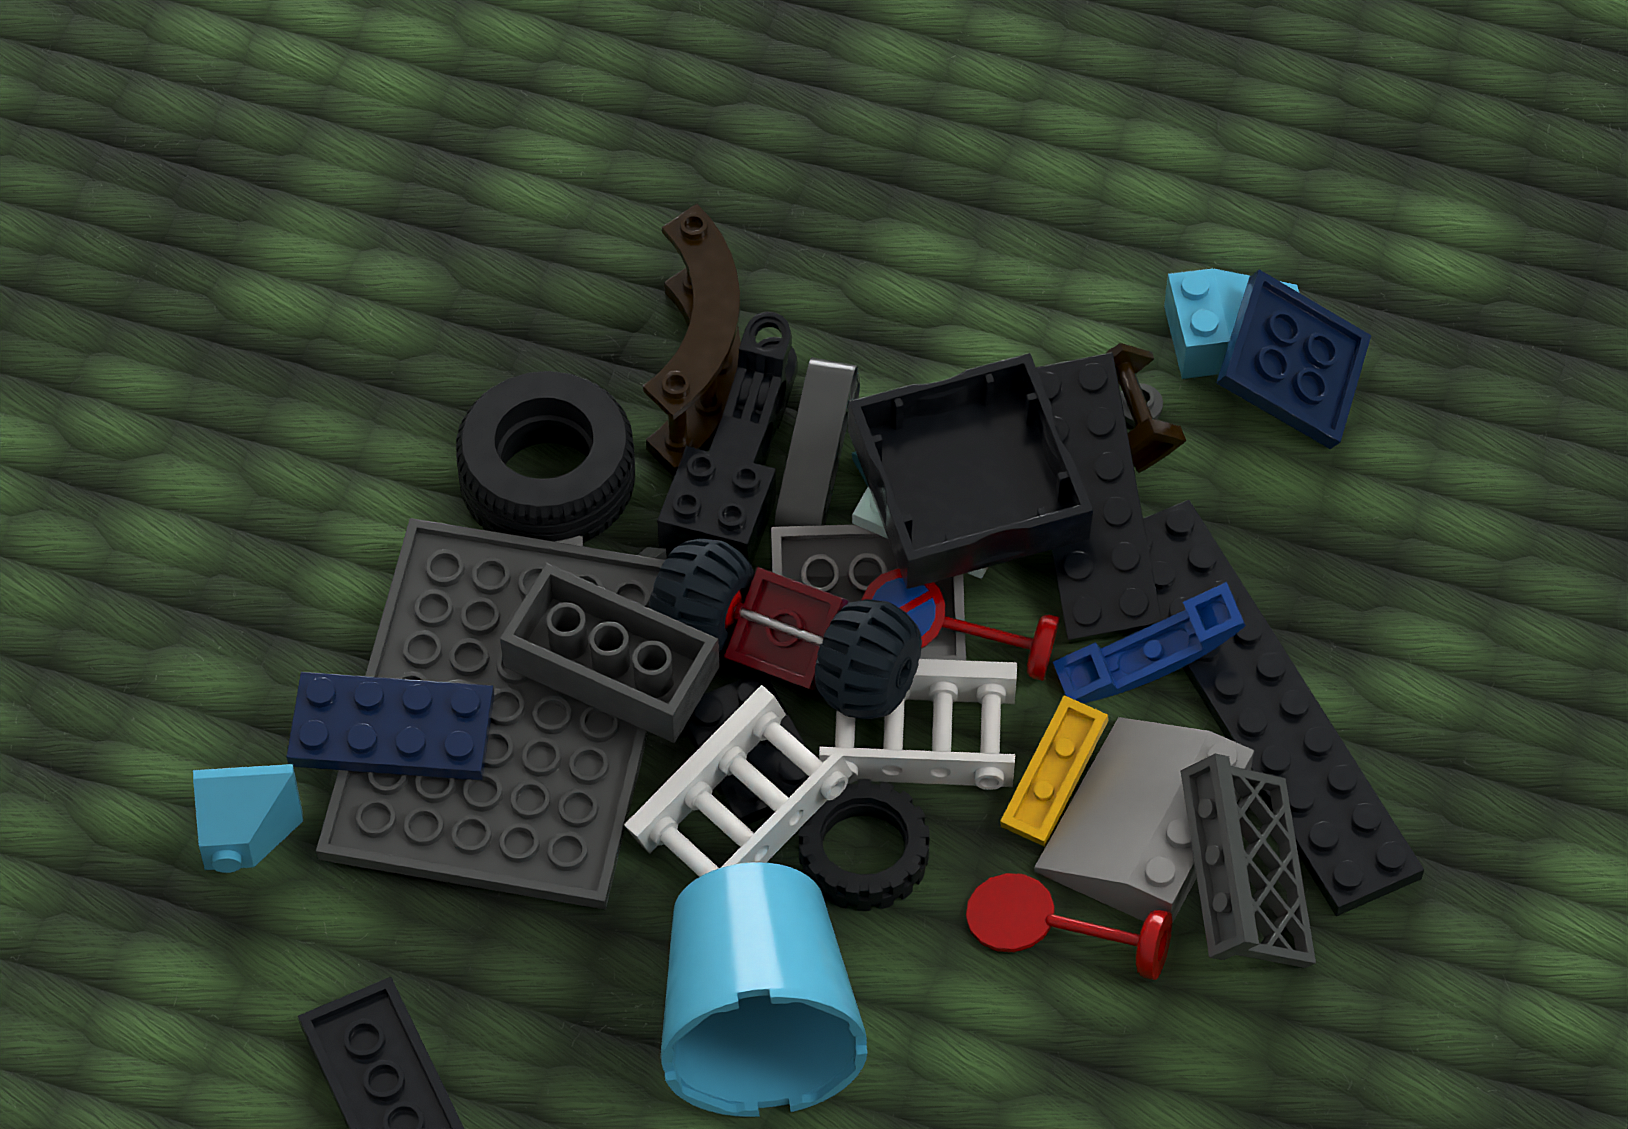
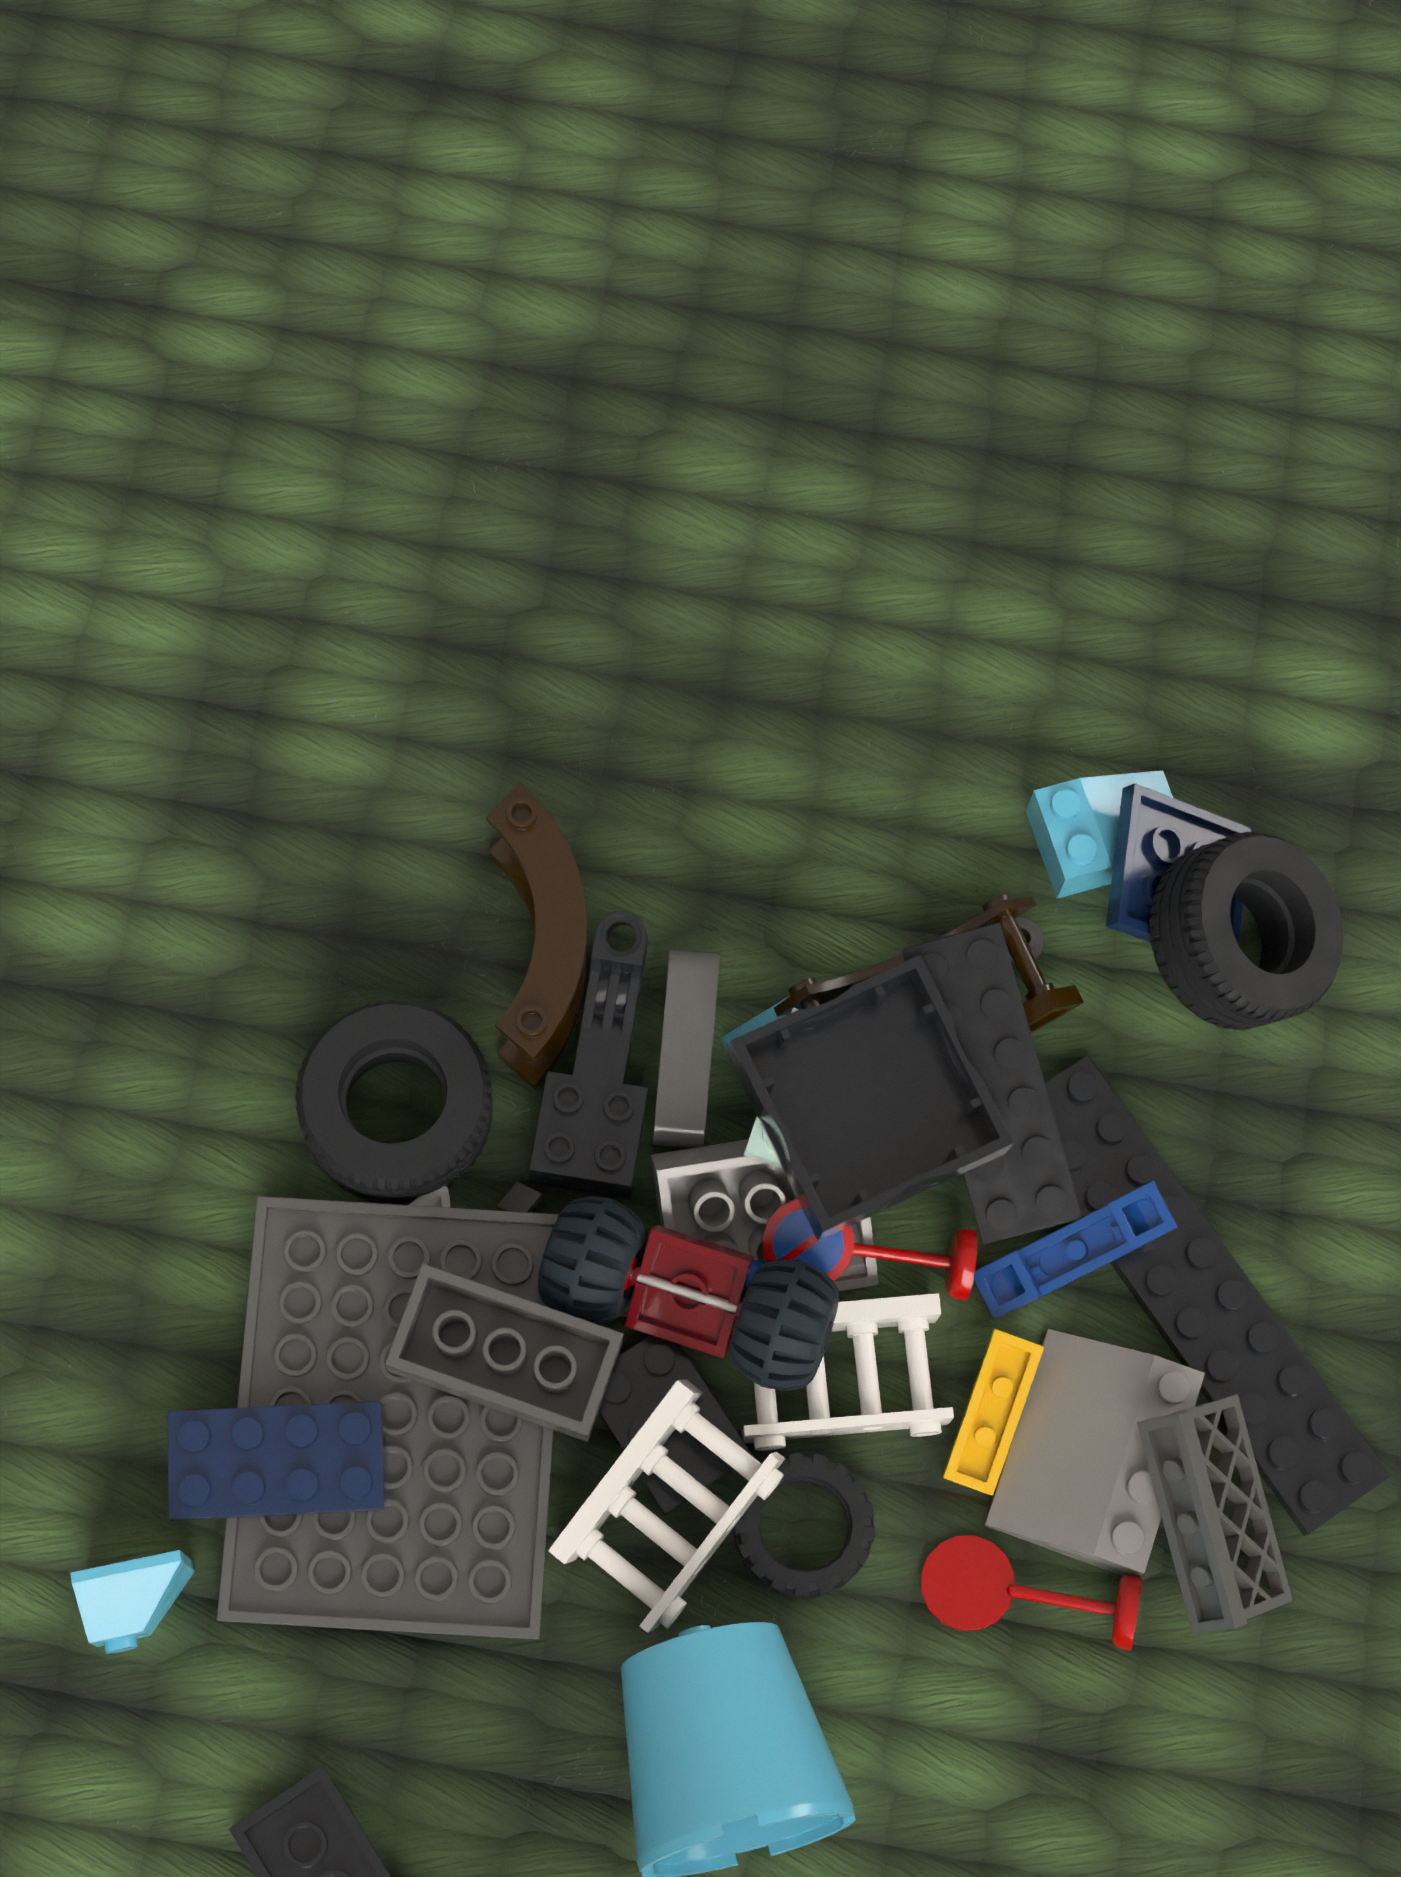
camera: 15 degrees left, 15 degrees up
(1382, 372) = (1294, 917): none -> black tyre

